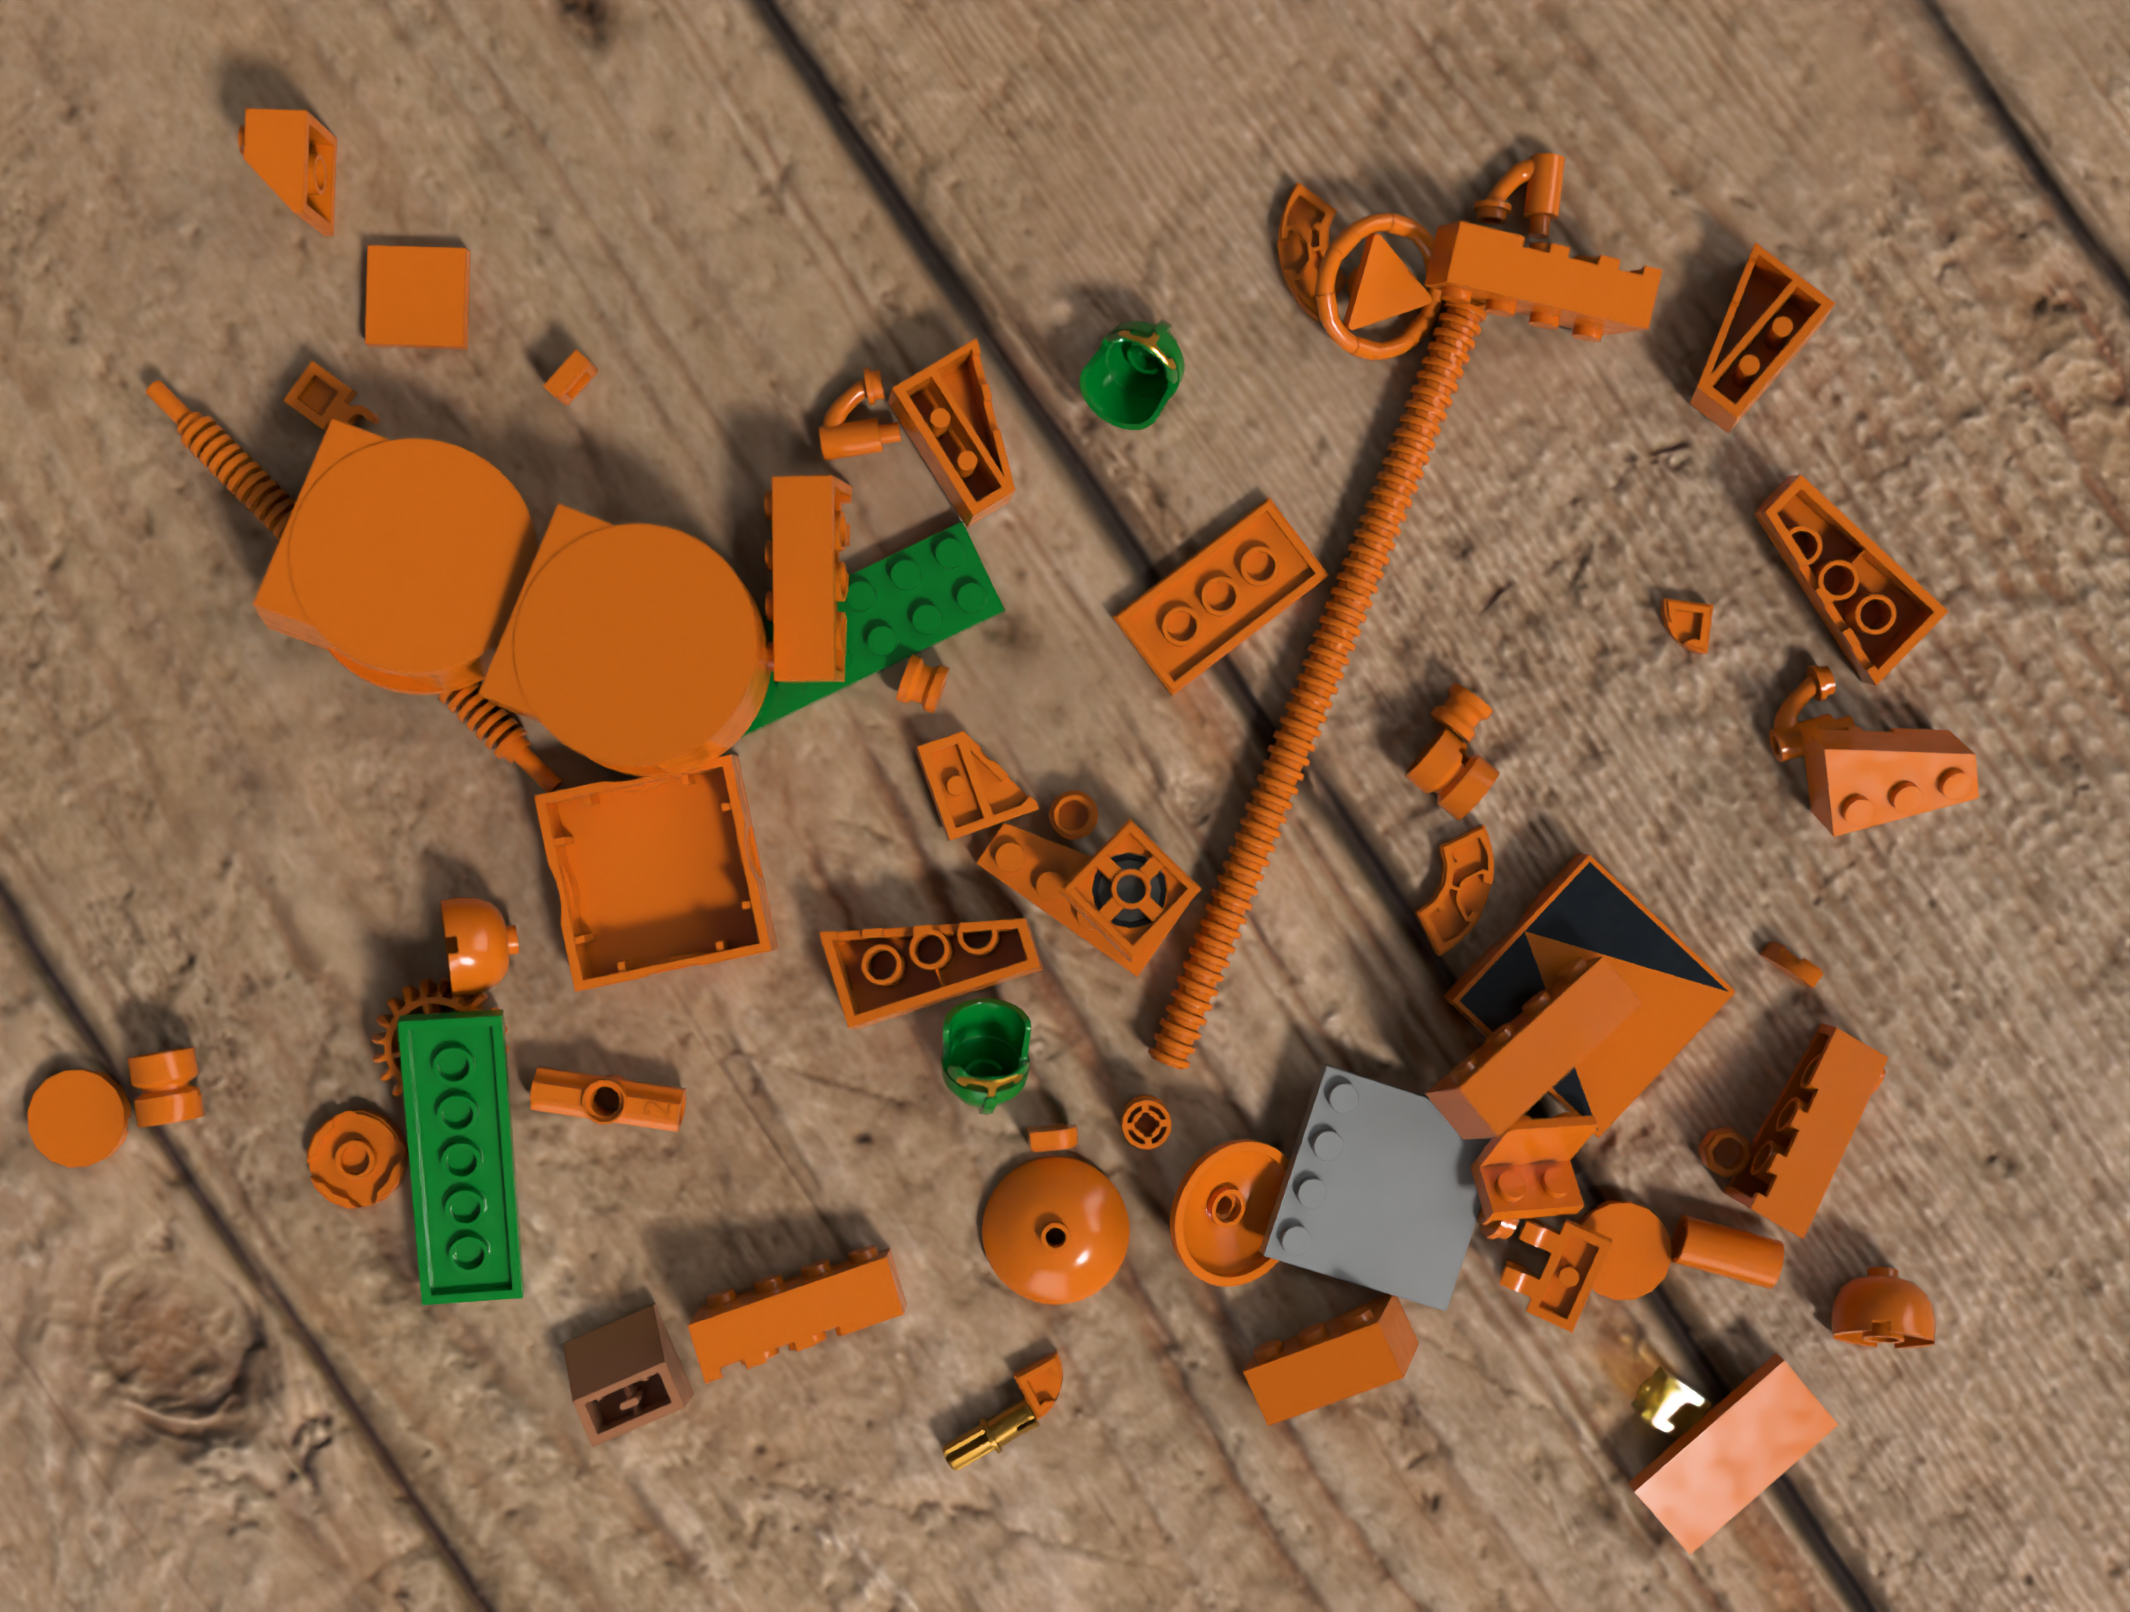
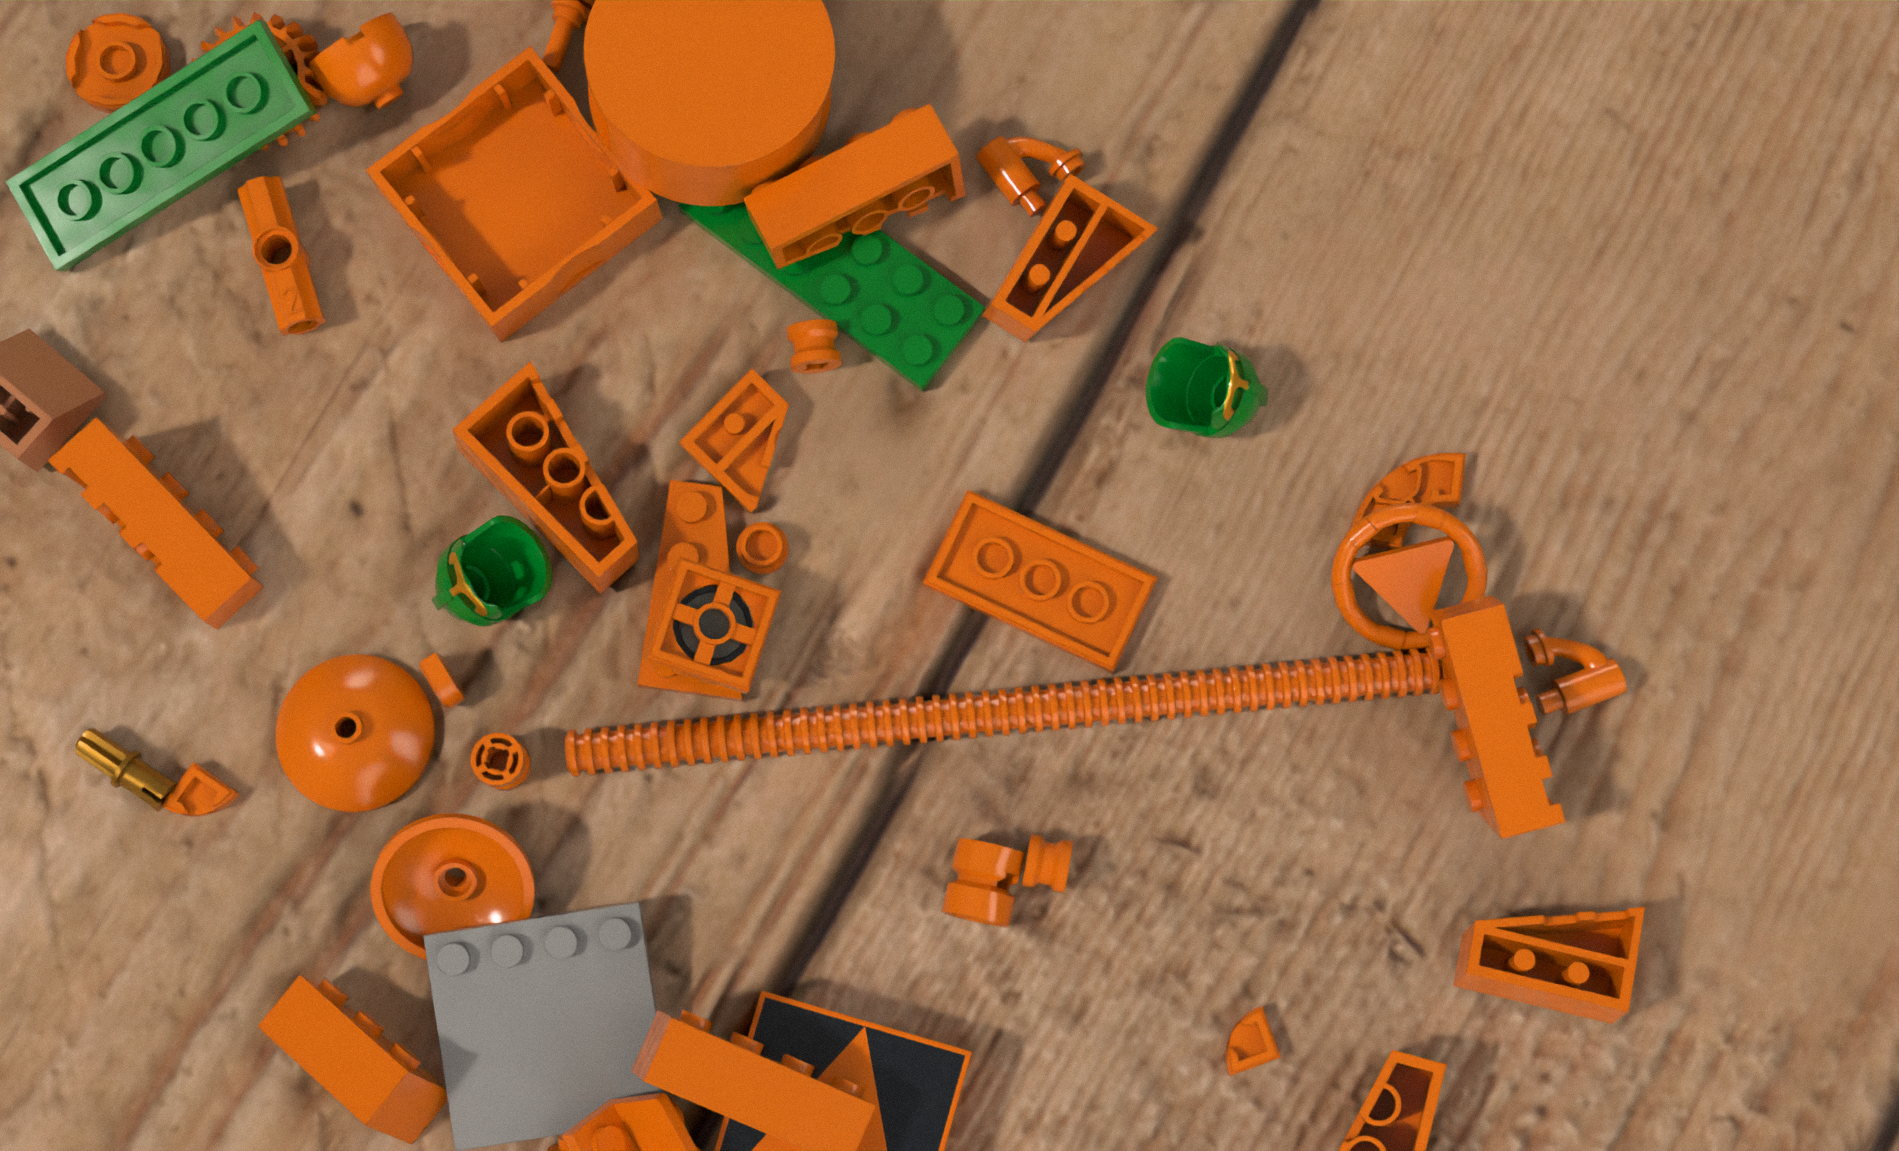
camera: 70 degrees right, 10 degrees down
(1462, 889) = (876, 955): orange tile -> none

